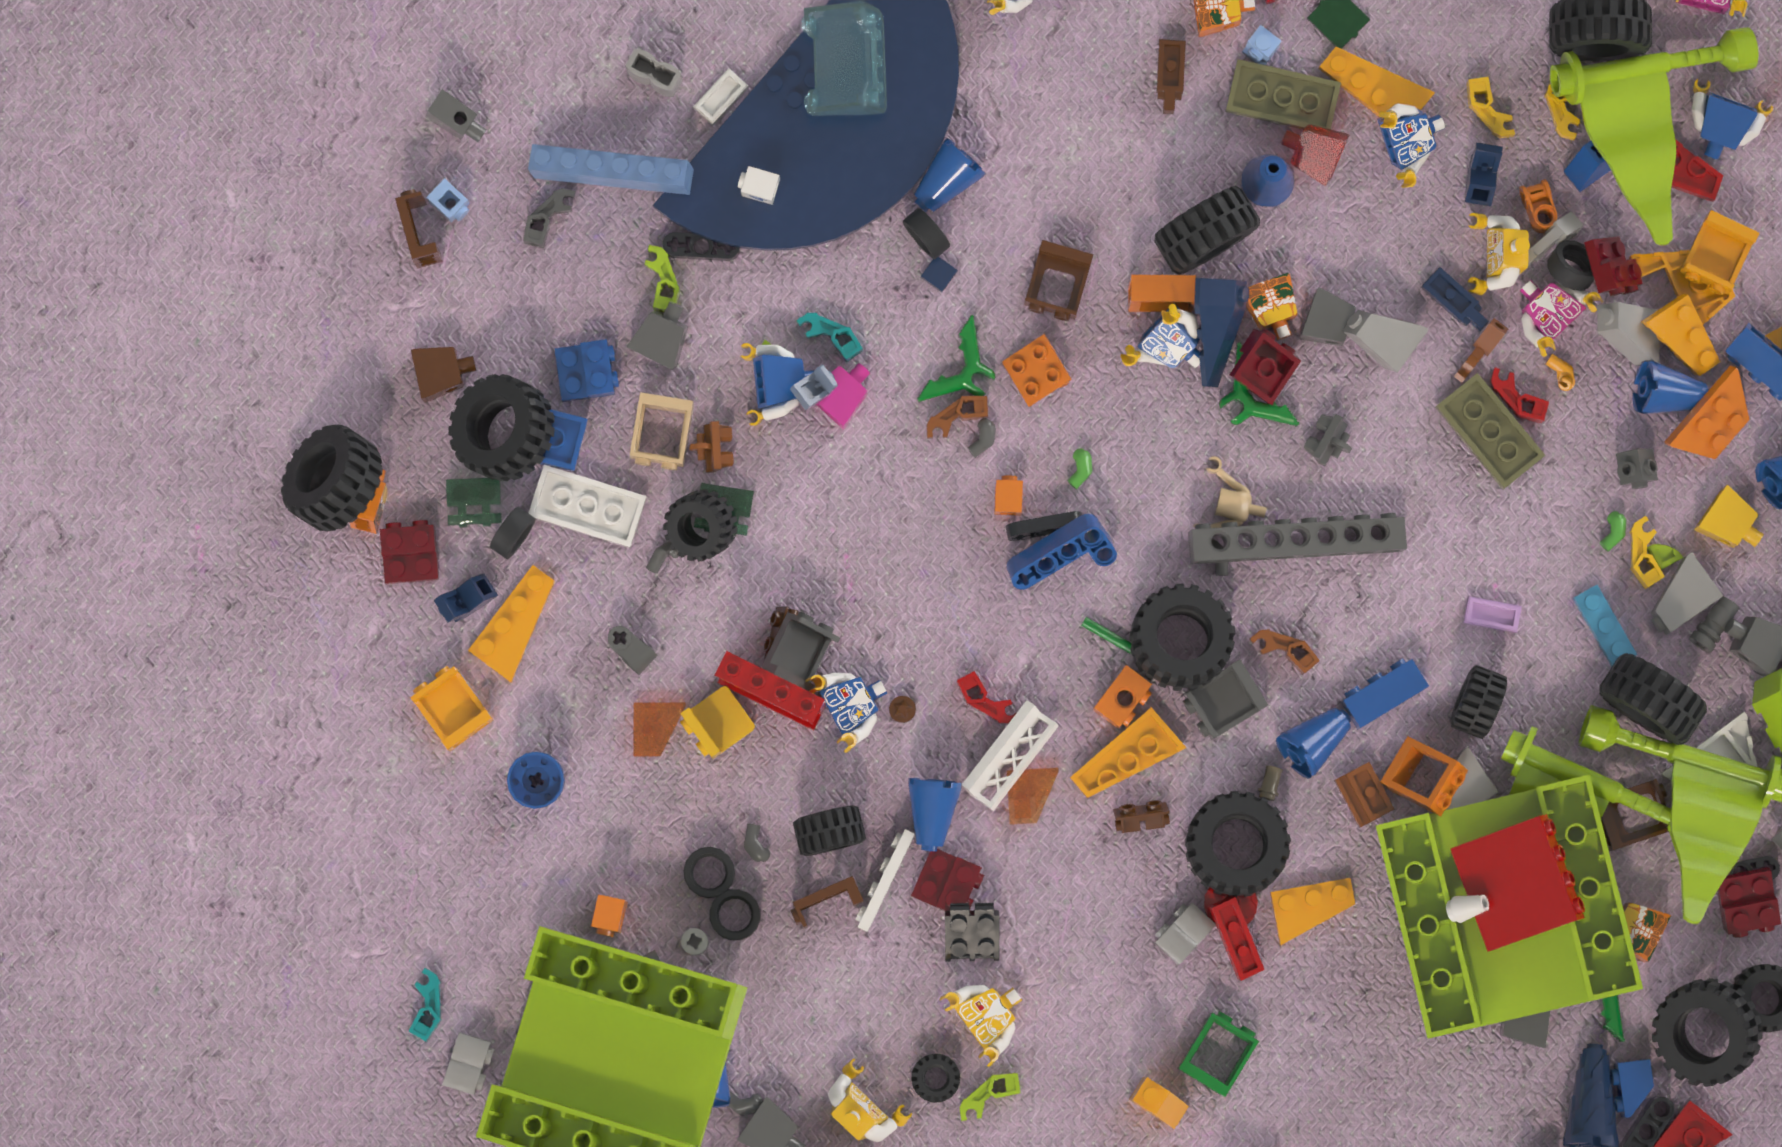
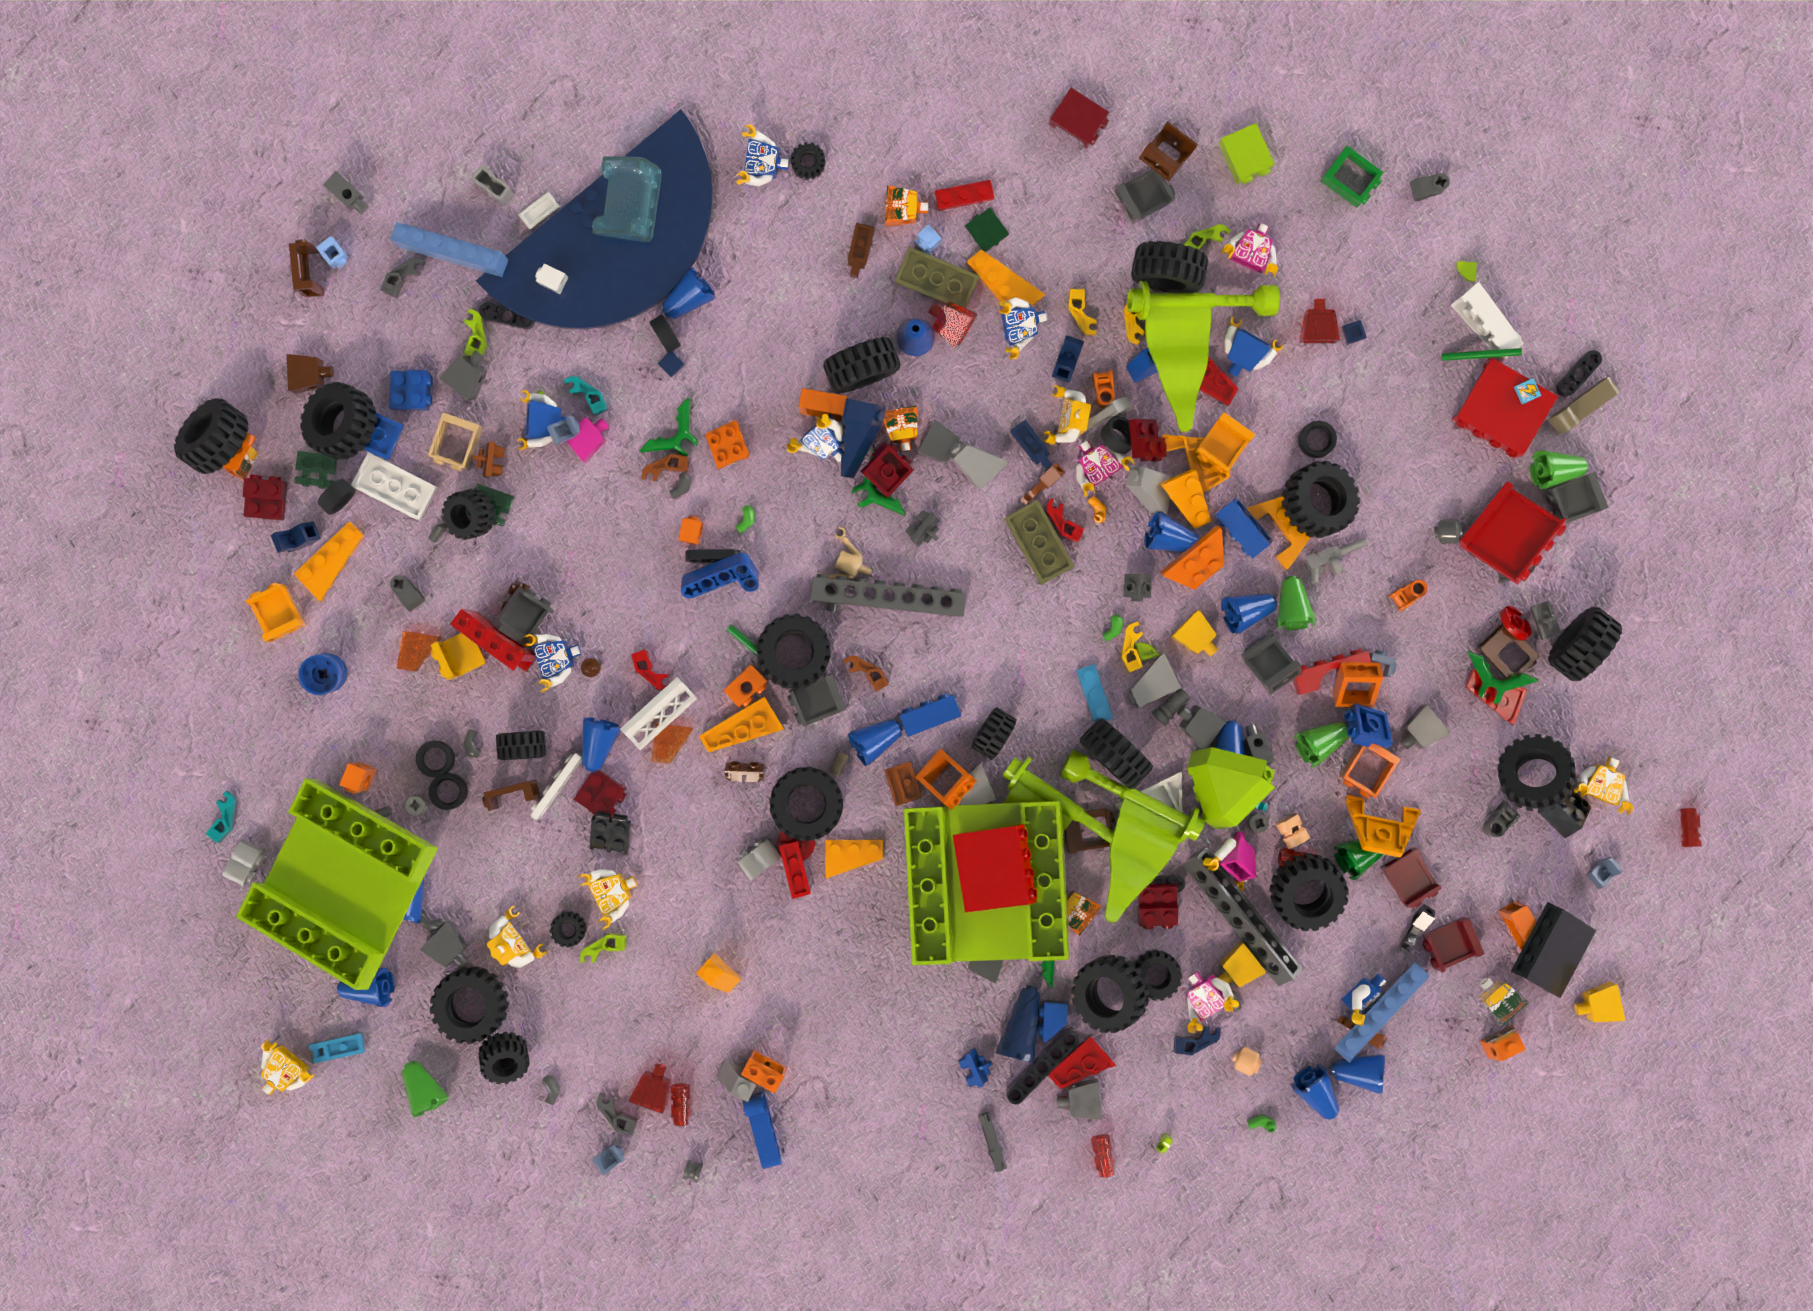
camera: 15 degrees right, 5 degrees up
(1063, 260) = (760, 369): reddish brown window -> none
(1204, 1078) = (756, 963): green window -> none
(1465, 907) = (954, 879): white cone -> none
(1492, 614) = (1017, 672): lavender tile -> none

